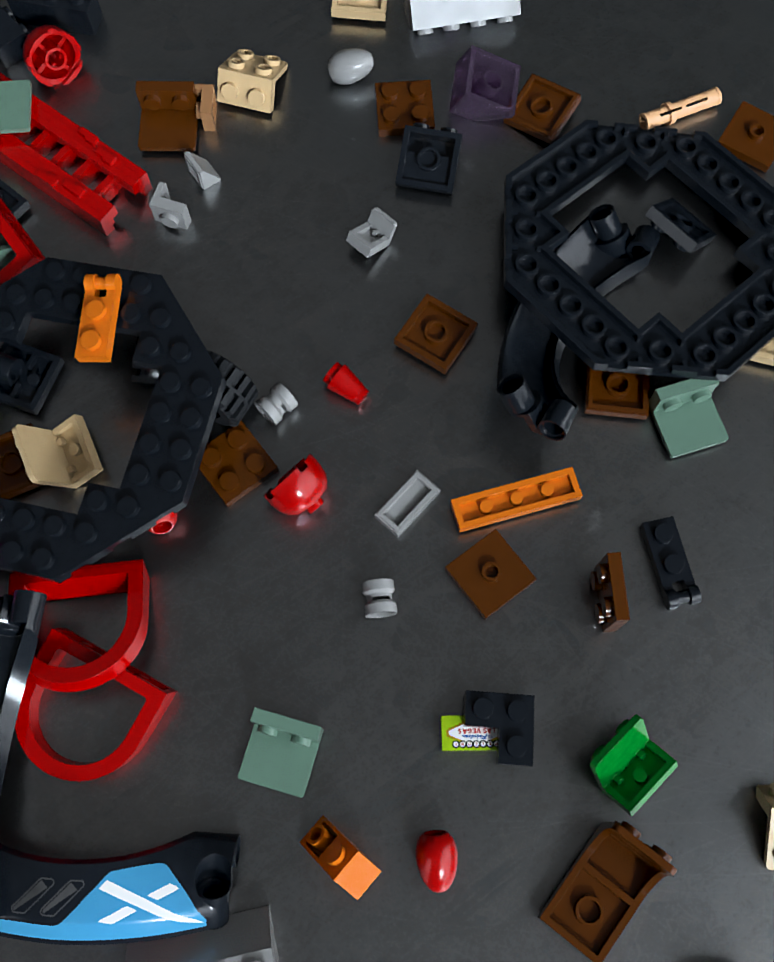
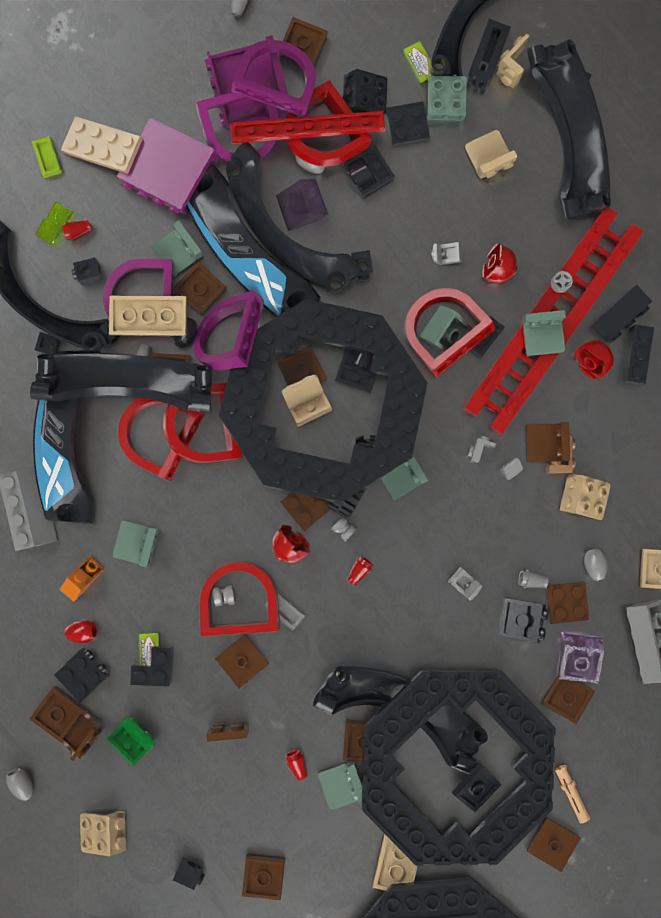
camera: 85 degrees right, 15 degrees up
(98, 318) = (379, 423): orange plate -> none
(204, 309) = (404, 479): none -> sand green bracket
(369, 149) = (530, 579): none -> light grey cone
(395, 514) = (206, 625): none -> red window
(435, 333) = (396, 626): reddish brown plate -> none
(515, 860) = (82, 674): none -> black plate
(516, 499) = (287, 677): orange plate -> none
(657, 488) = (296, 763): none -> red cone
(670, 562) = (252, 769): black plate -> none

